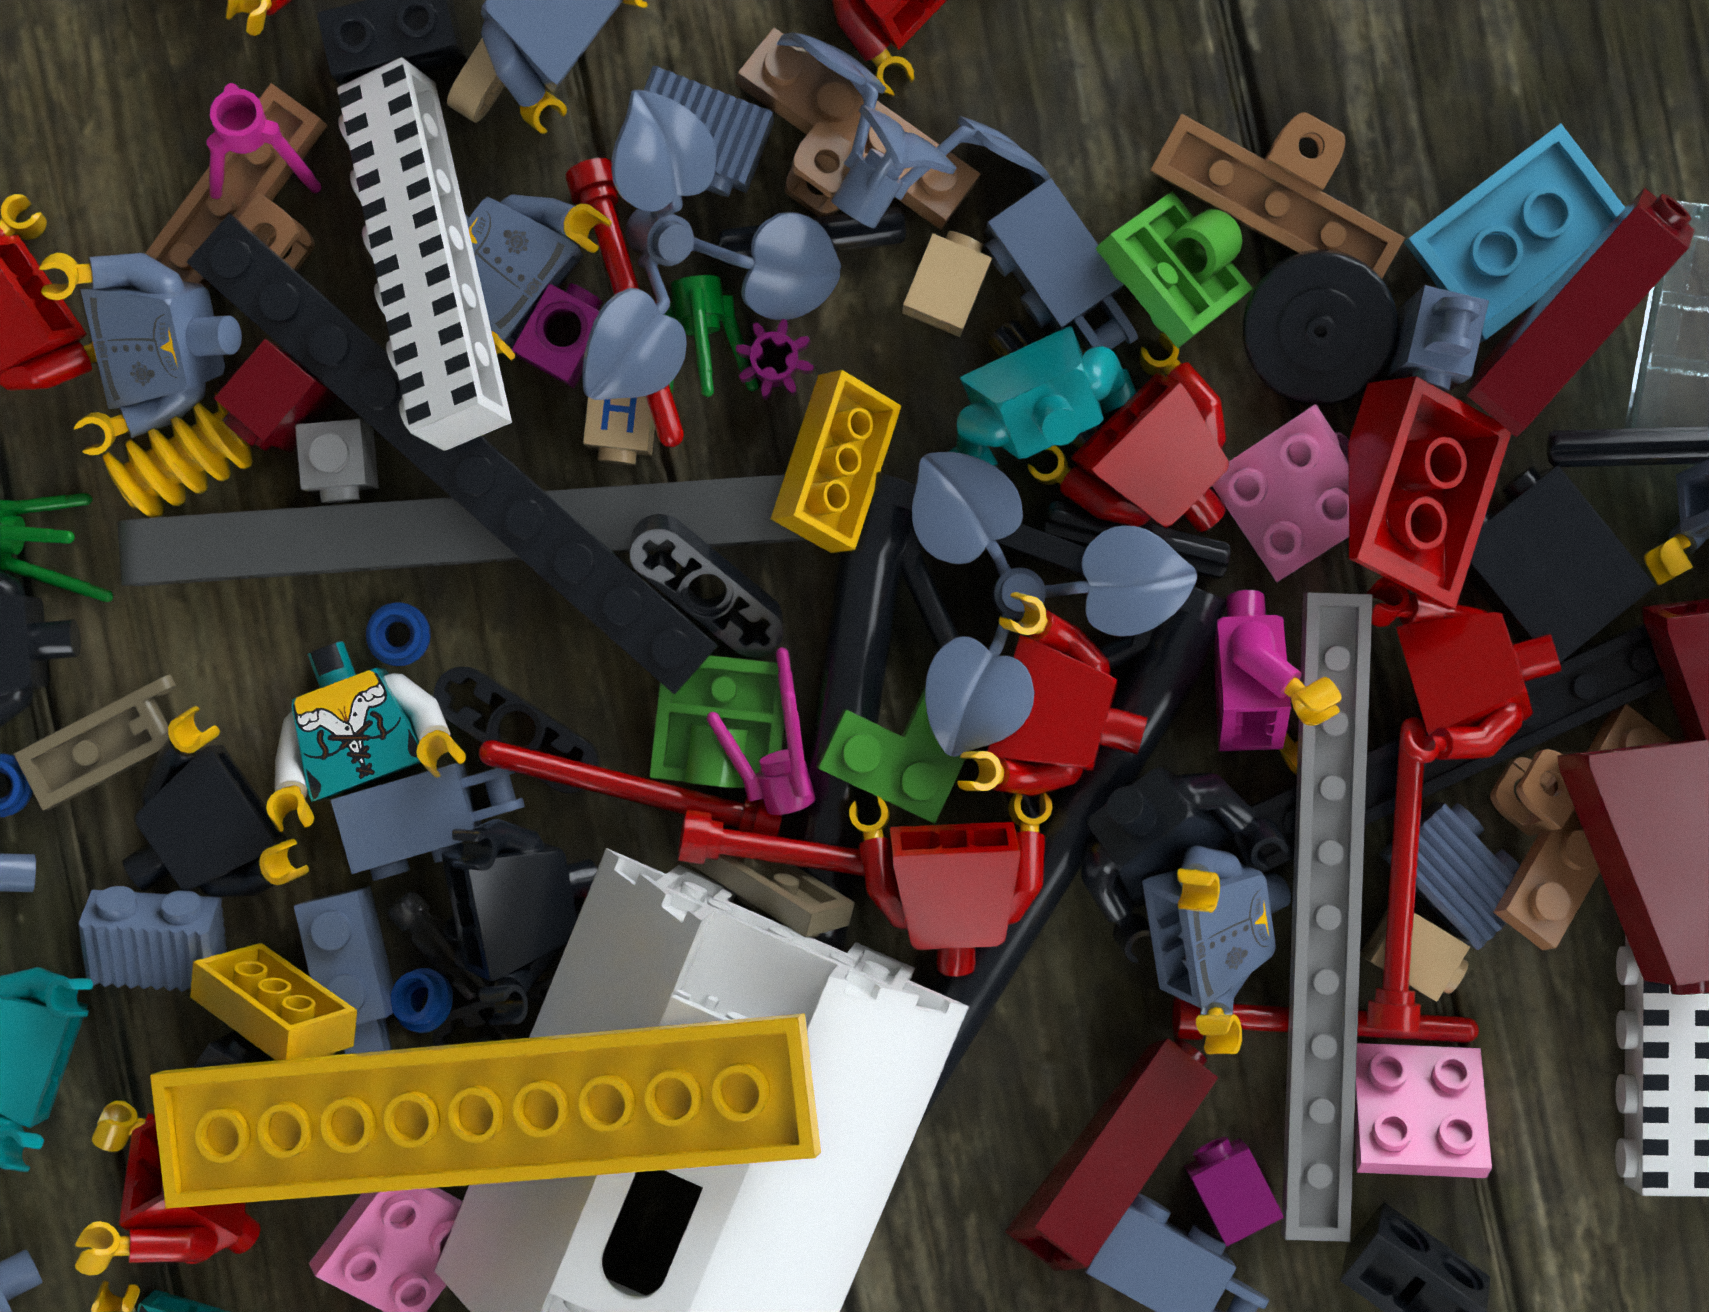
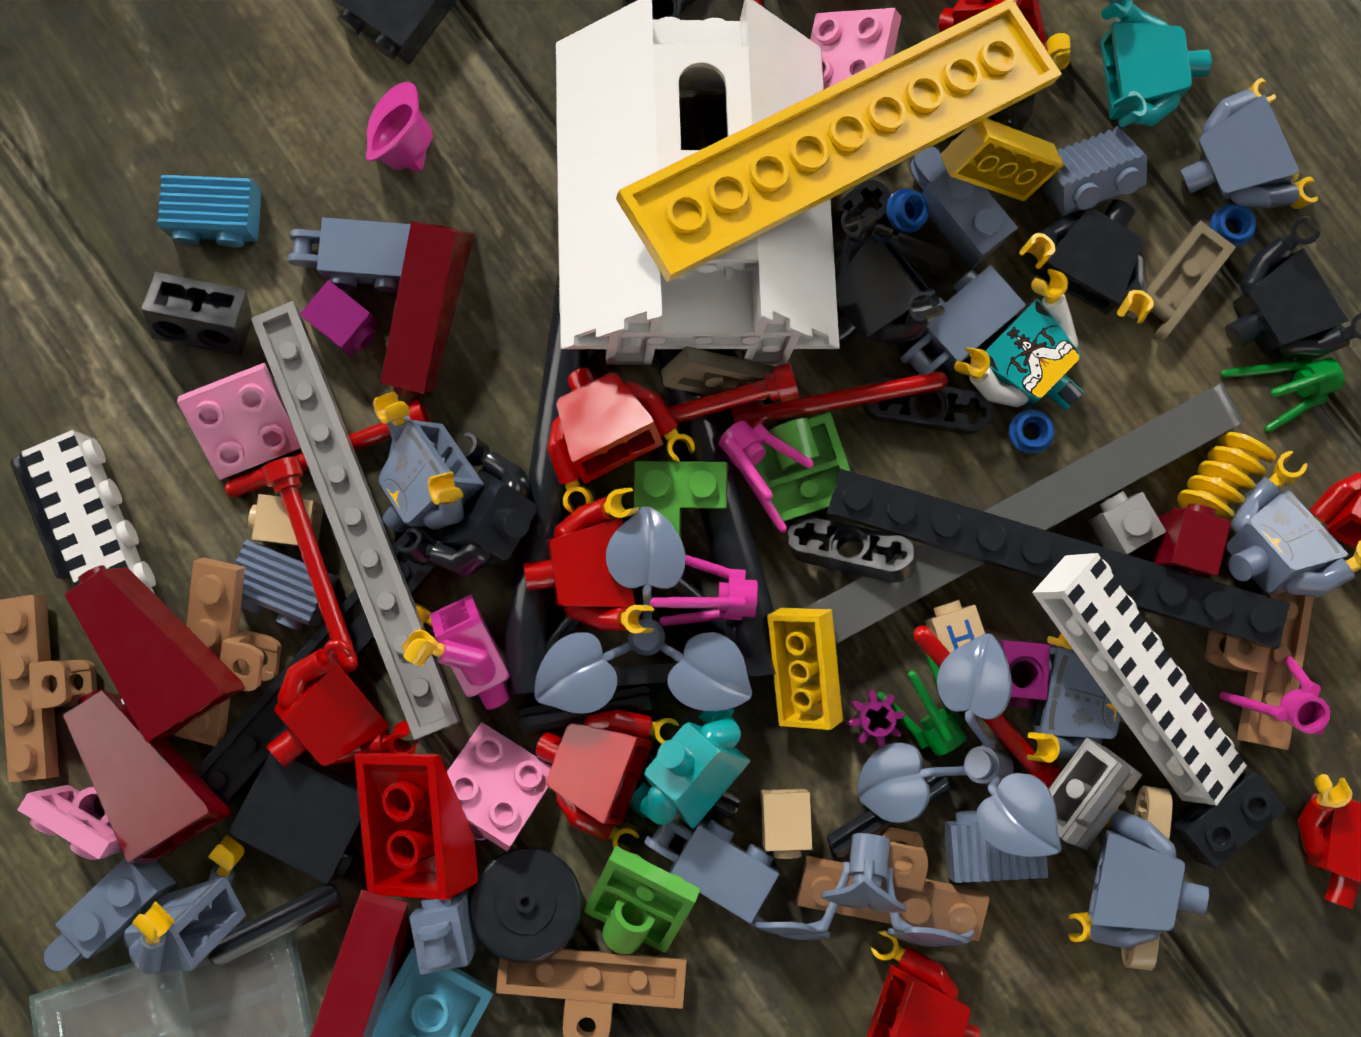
camera: 155 degrees right, 5 degrees down
(554, 144) = (1090, 792): none -> light grey brick
(889, 585) = (733, 601): none -> dark pink plant

